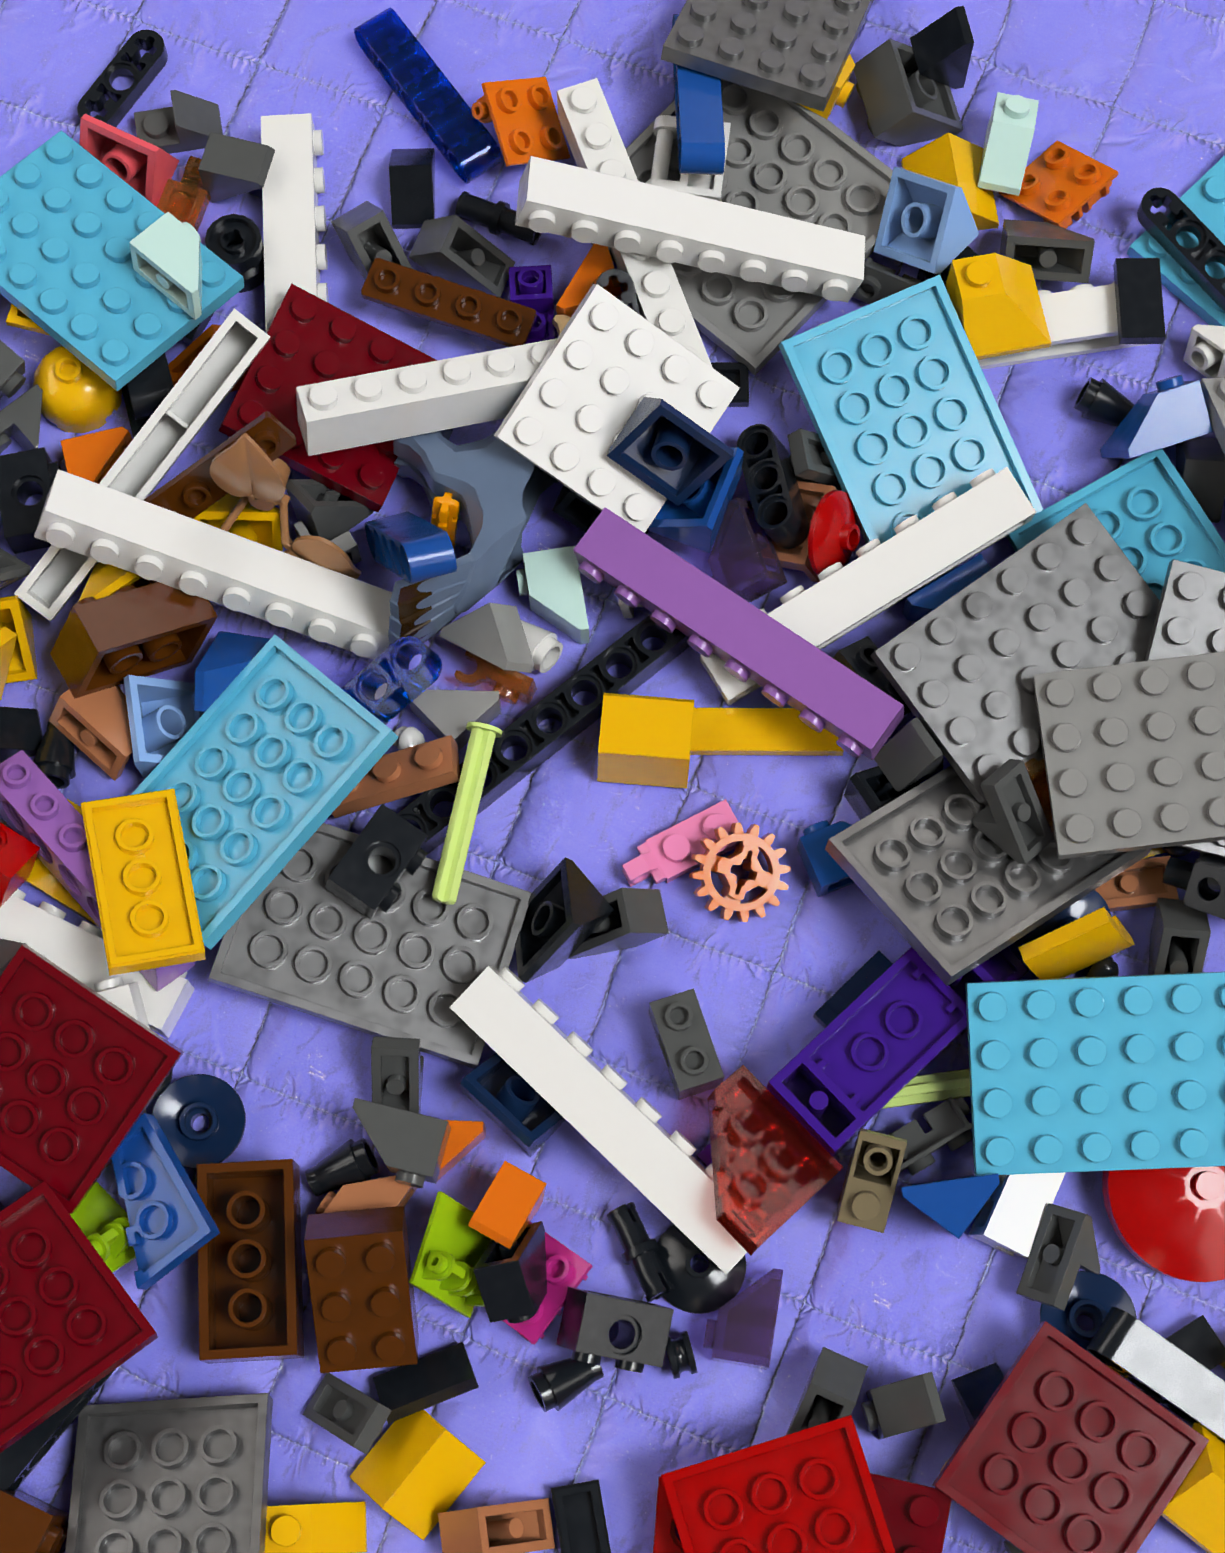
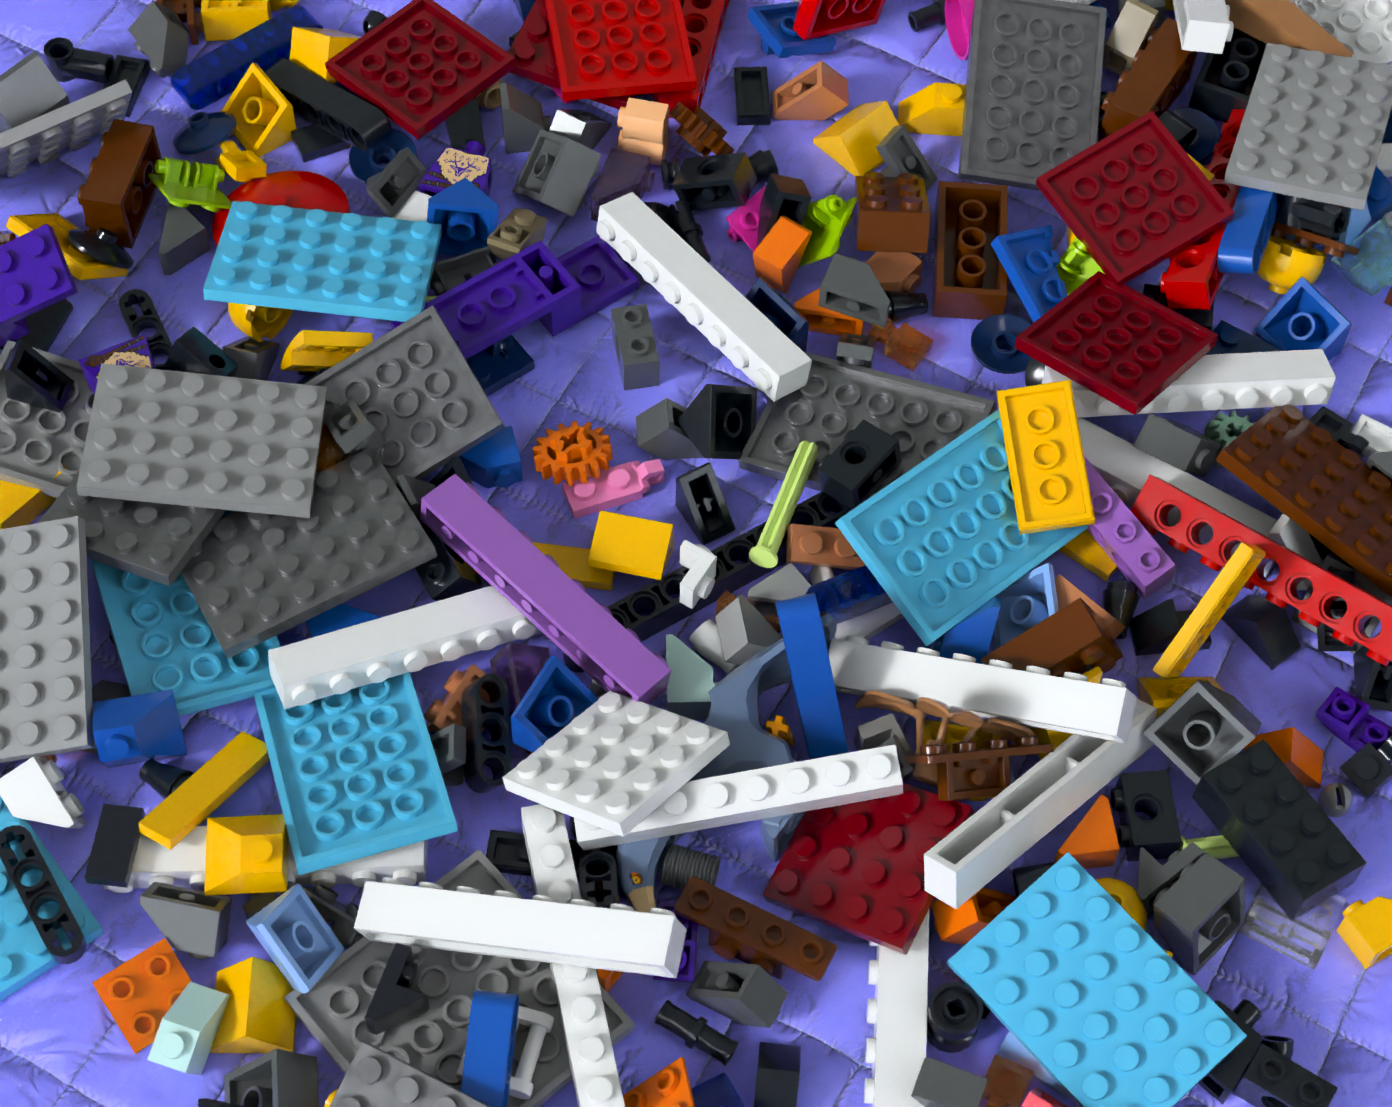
camera: 175 degrees left, 15 degrees down
(171, 261) = (1012, 953): light aqua slope -> none
(331, 1113) = (902, 344): none -> clear orange plate
(368, 236) = (822, 1013): dark grey slope -> none
(426, 1383) = (840, 178): black tile -> none
(556, 684) = (700, 577): none -> white bracket
(567, 823) = (703, 504): none -> black slope
(645, 1413) = (701, 130): none -> reddish brown gear
(668, 450) = (571, 721): dark blue slope -> none
(728, 1403) = (644, 129): none -> light nougat brick
(761, 1160) = (596, 246): clear red plate -> none
(805, 186) = (392, 1001): none -> black slope
(832, 531) = (440, 683): red dish -> none
(838, 1309) = (557, 172): none -> dark grey slope
(970, 1296) = (457, 164): none -> torso
(1064, 384) = (205, 790): none -> yellow tile

